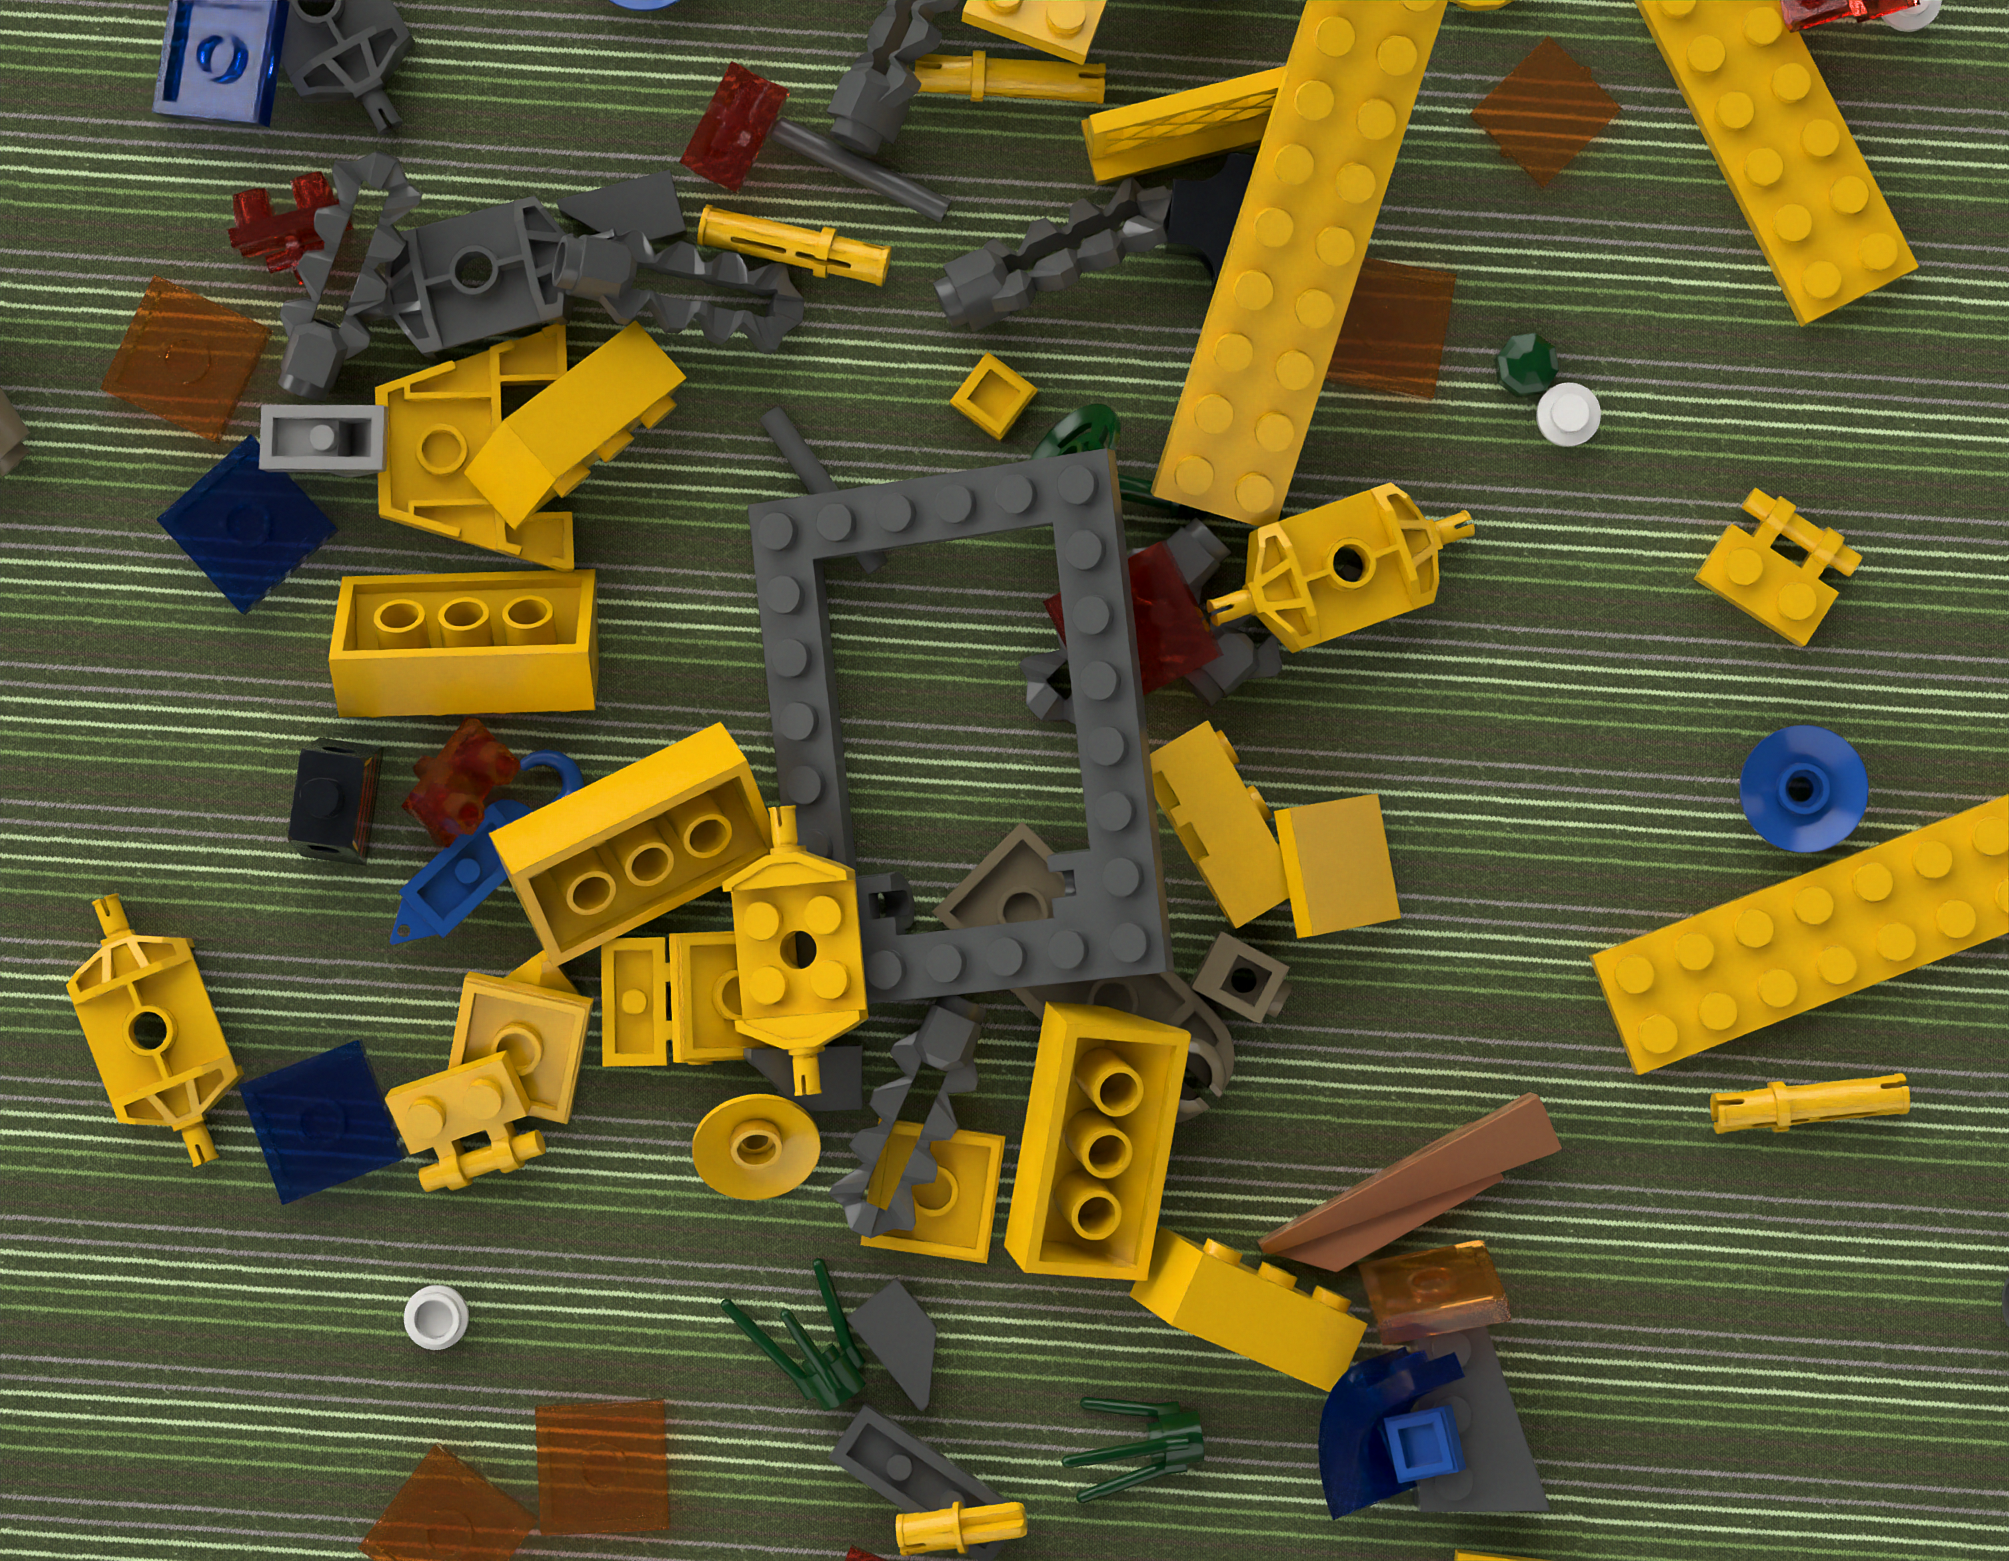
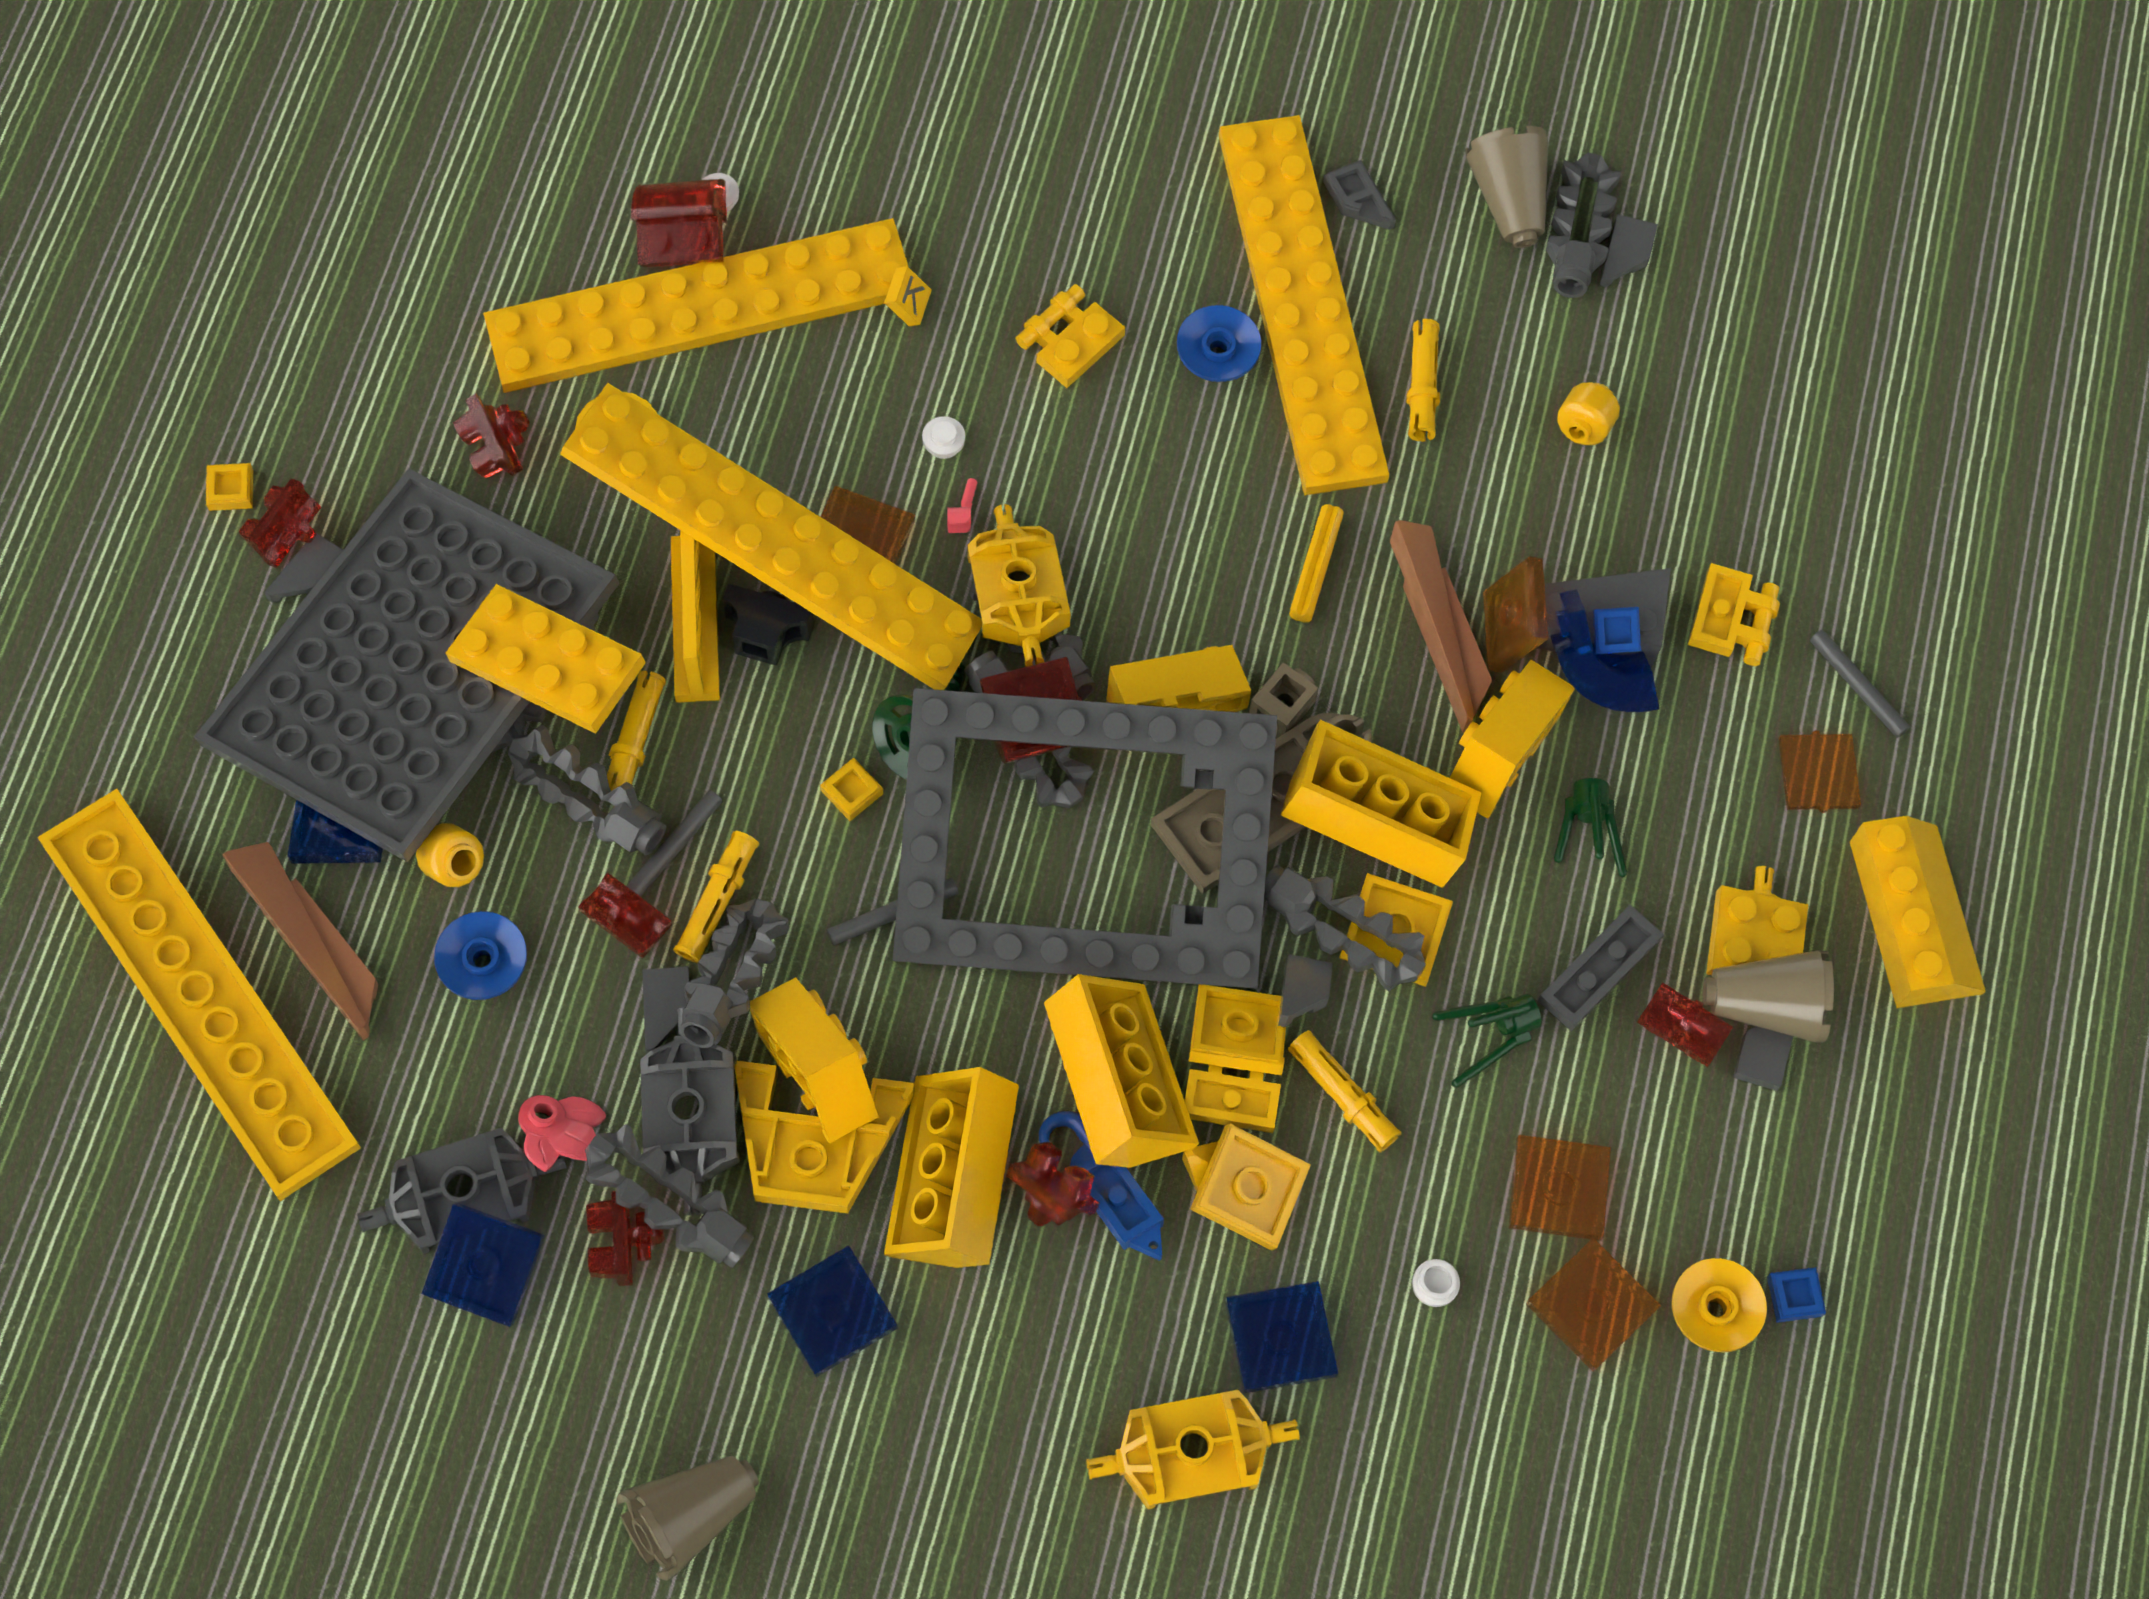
camera: 85 degrees left, 20 degrees down
(186, 359) = (699, 1337): clear orange tile -> none
(324, 439) = (785, 1231): light grey slope -> none
(335, 800) = (1050, 1278): black torso -> none
(420, 122) = (563, 1133): none -> coral plate
(461, 1103) = (1285, 1231): yellow plate -> none
(671, 1162) = (1354, 1102): none -> yellow pin
(756, 1165) = (1348, 1034): yellow dish -> none
(780, 1000) = (1254, 964): yellow plate -> none
(899, 1337) = (1496, 969): dark grey tile -> none
(959, 1527) = (1634, 941): yellow axle -> none
(983, 291) = (775, 775): dark grey sword -> none
(1337, 865) = (1219, 624): yellow tile -> none
(1441, 465) = (960, 517): none -> coral hand
(1475, 990) = (1316, 563): none -> yellow axle
(1526, 365) = (904, 456): dark green tile -> none
(1545, 112) = (738, 416): clear orange piece -> none
(1787, 315) = (908, 296): none -> yellow tile
(1799, 1357) = (1588, 413): none -> yellow head

